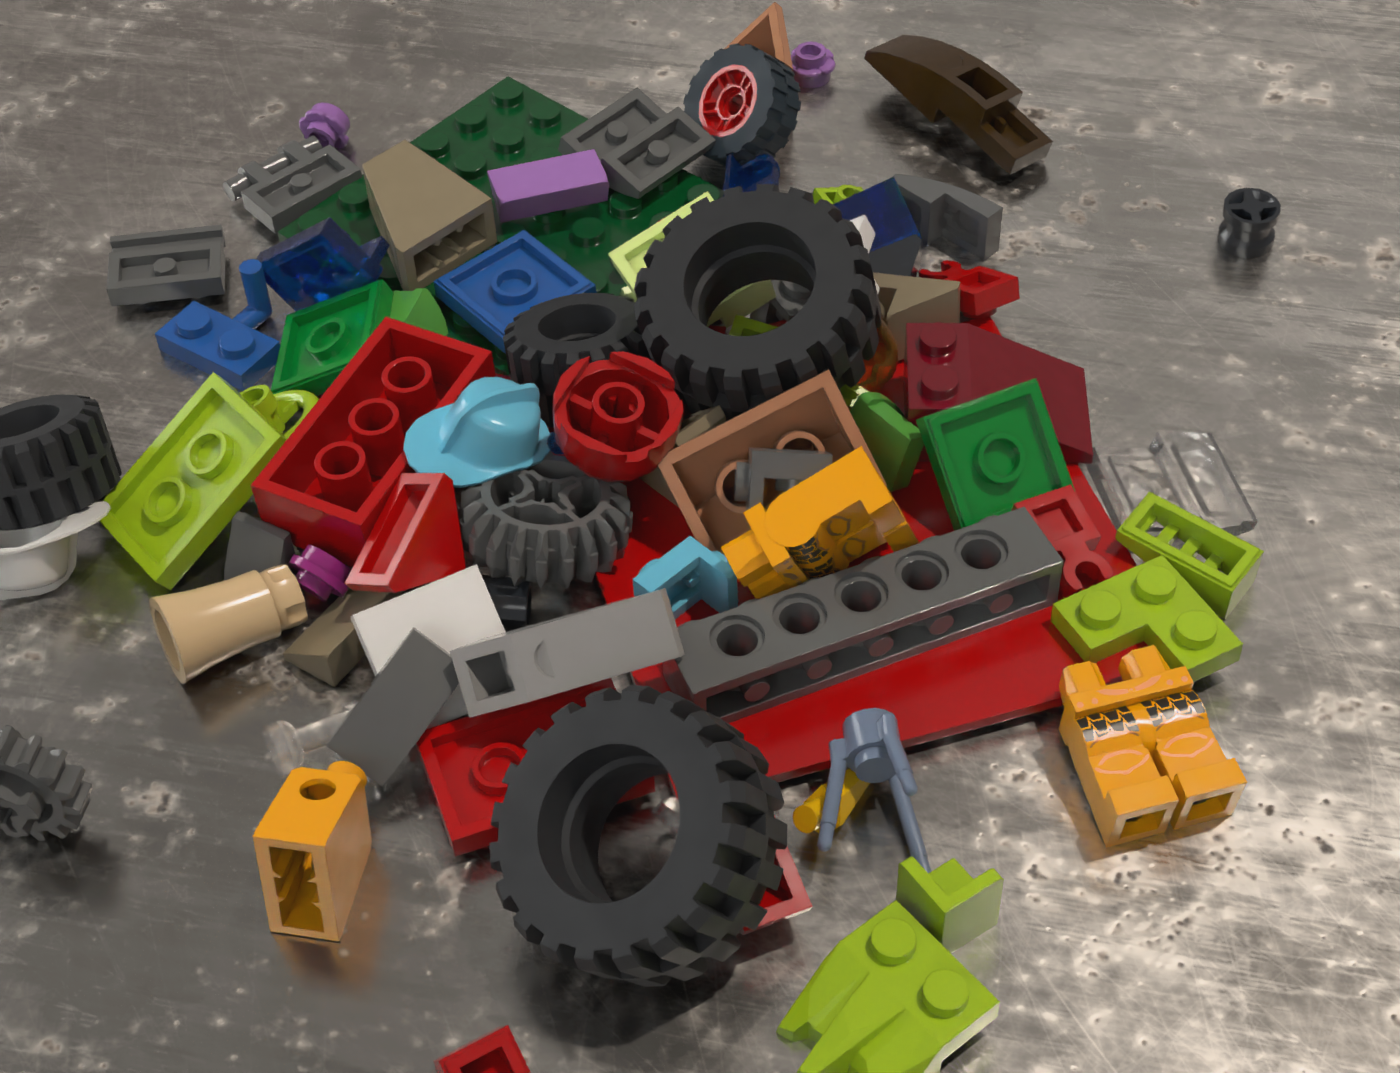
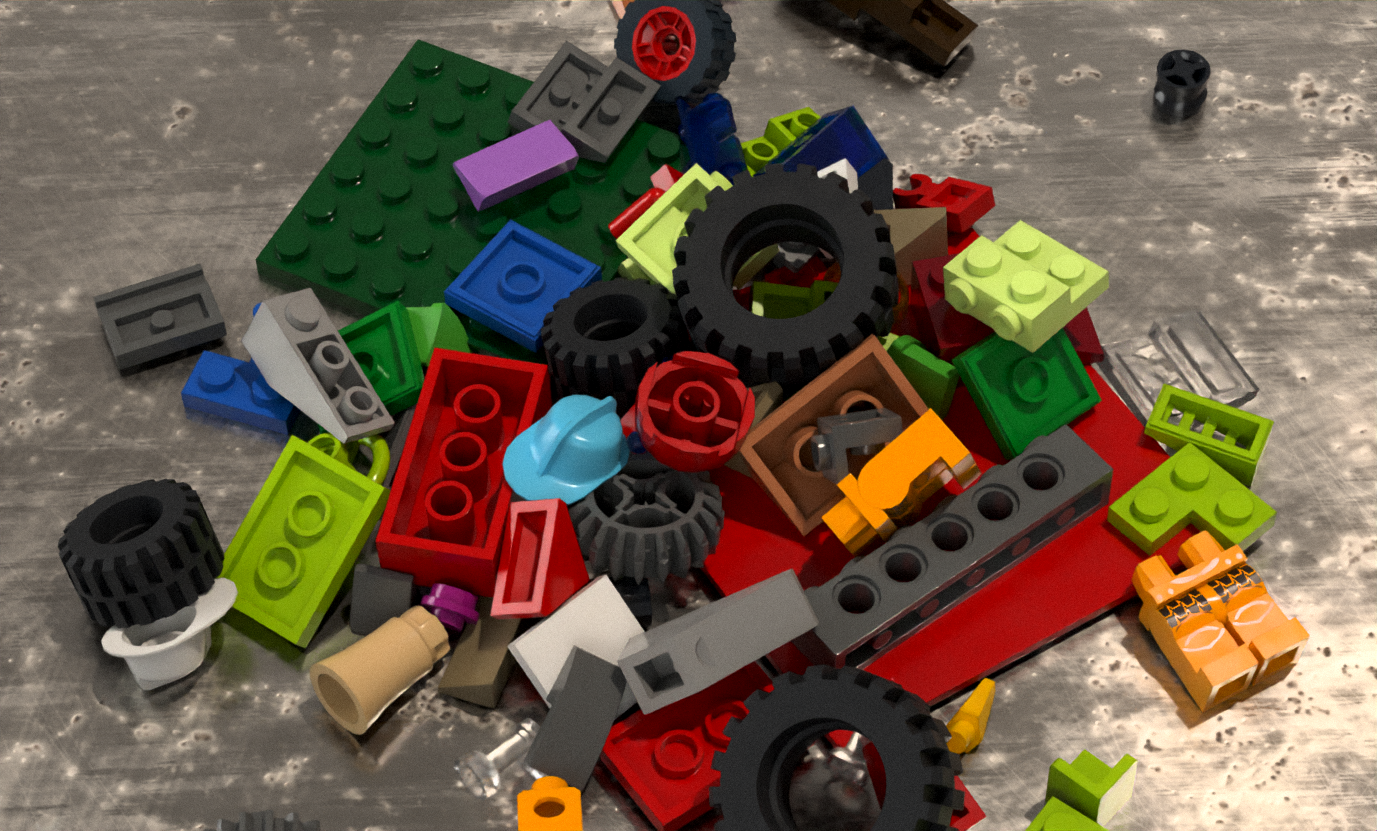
camera: 15 degrees left, 5 degrees up
(274, 320) = (313, 366): none -> light grey slope
(291, 181) = (254, 209): dark grey plate -> none
(321, 264) = (342, 287): clear blue bracket -> none
(327, 124) = (254, 131): medium lavender plate -> none
(426, 214) = (408, 221): dark tan slope -> none
(689, 575) = (788, 542): medium azure bracket -> none
(875, 754) = (998, 671): sand blue plant -> none
(952, 213) = (907, 123): dark grey slope -> none
(1010, 355) = (1022, 284): none -> yellowish green plate
(1071, 534) = (1108, 437): red plate -> none

